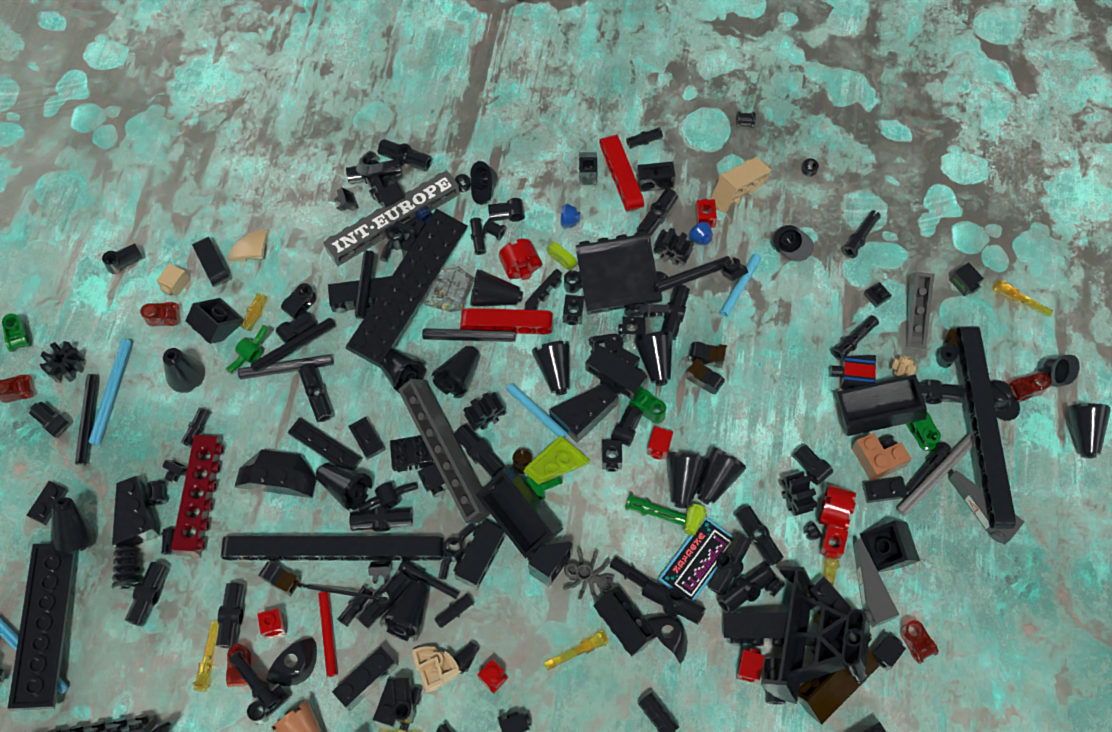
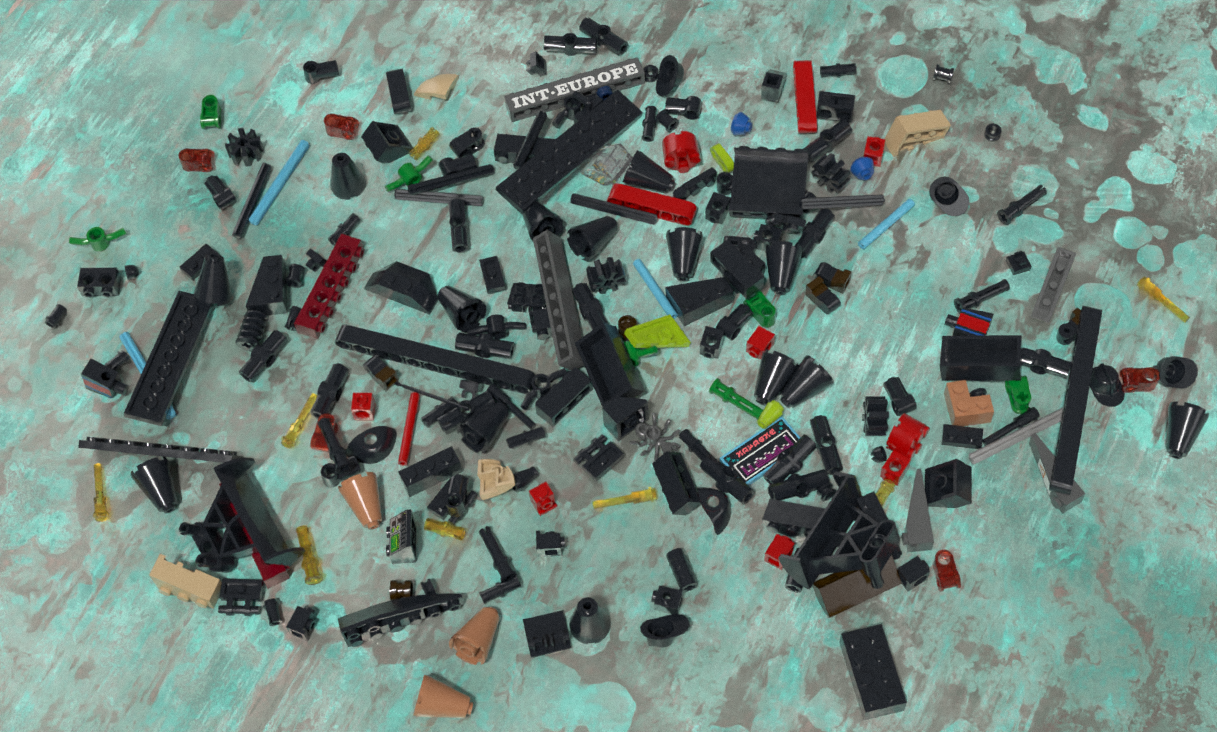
camera: 20 degrees right, 5 degrees down
(172, 280) = (360, 99): tan brick -> none
(323, 445) = (452, 271): black tile -> none
(382, 189) = (573, 62): black piece -> none
(540, 616) = (602, 461): none -> black plate
(735, 270) = (885, 208): black tile -> none
(904, 366) = (1020, 328): tan gear -> none
(966, 279) = (1111, 268): black brick -> none

